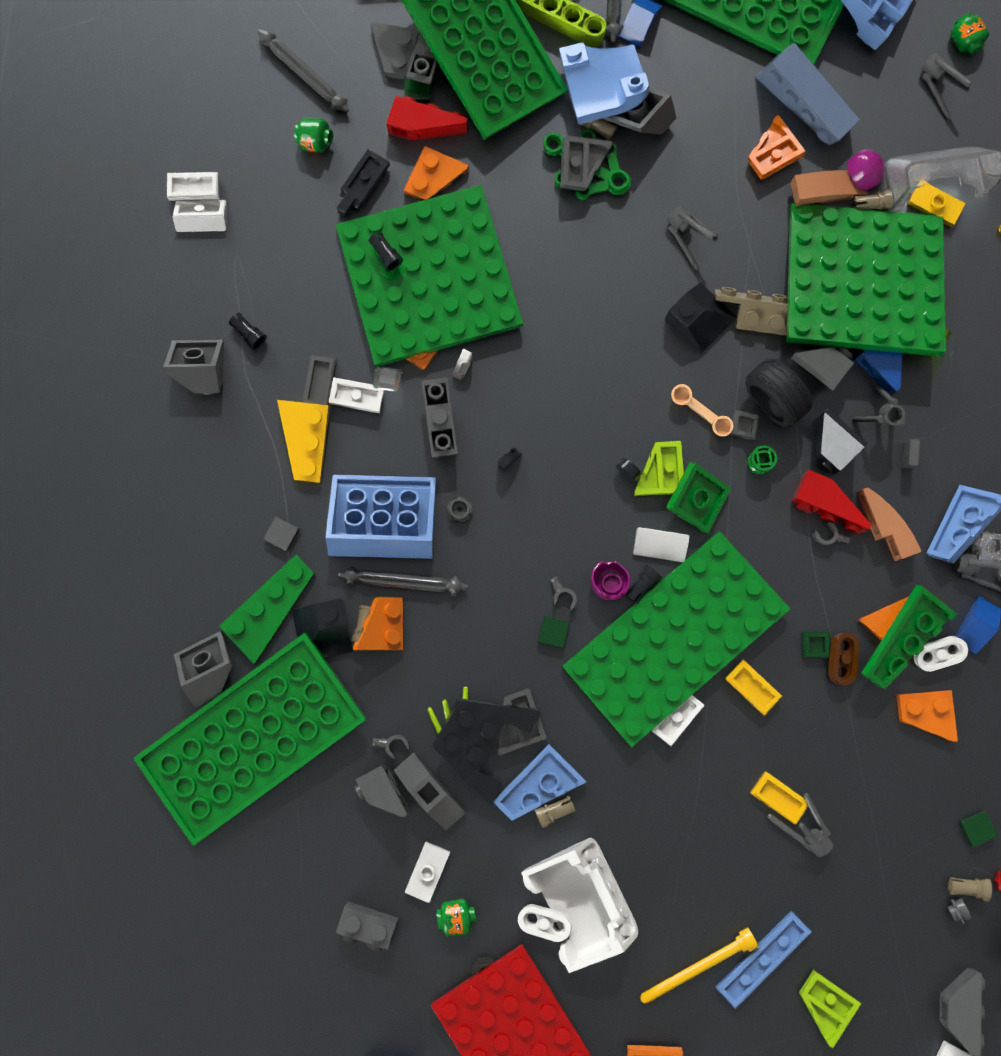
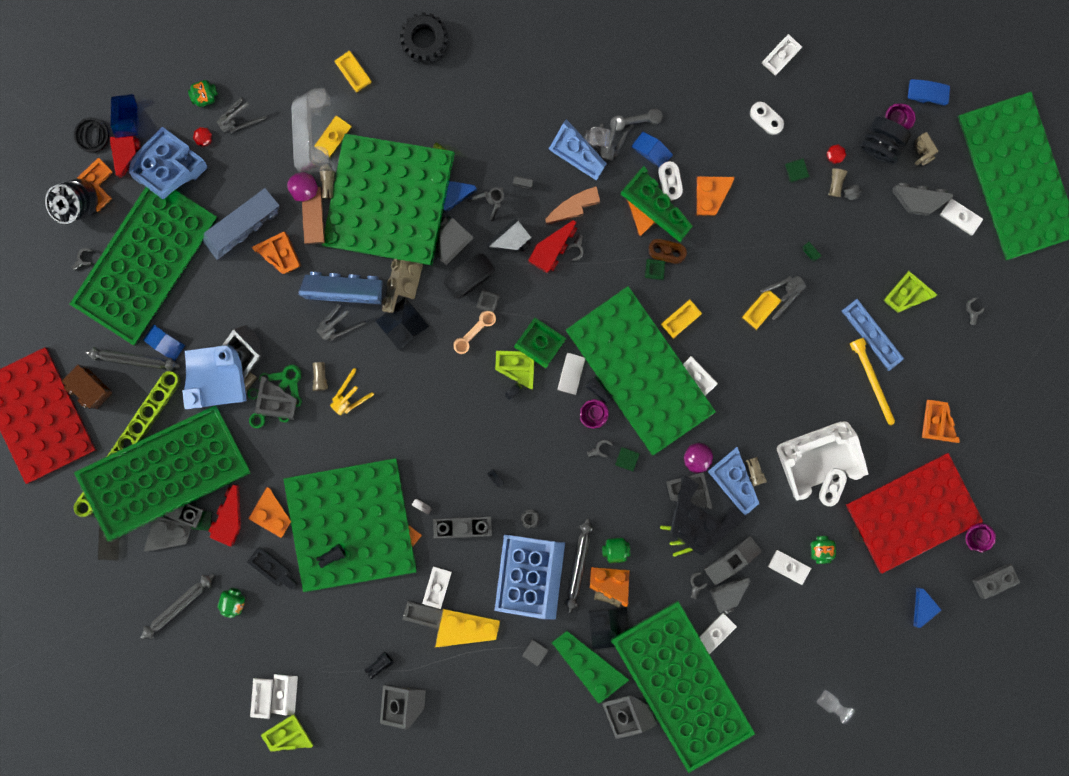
camera: 85 degrees left, 5 degrees up
(146, 223) = (287, 735): none -> lime wing
(243, 950) = (831, 704): none -> clear leg
(328, 779) = (717, 632): none -> white plate
(366, 926) = (822, 614): dark grey brick -> none
(387, 378) = (426, 563): clear slope -> none
(428, 628) = (616, 550): none -> green head
(565, 729) = (698, 457): none -> magenta hair
(587, 247) = (340, 404): none -> yellow plant
(613, 217) = (319, 377): none -> dark tan pin
(738, 229) = (341, 288): none -> medium blue slope
(757, 464) = (518, 292): green wheel -> none
(869, 860) = (811, 252): none -> dark green tile
(912, 41) = (202, 136): none -> red tile

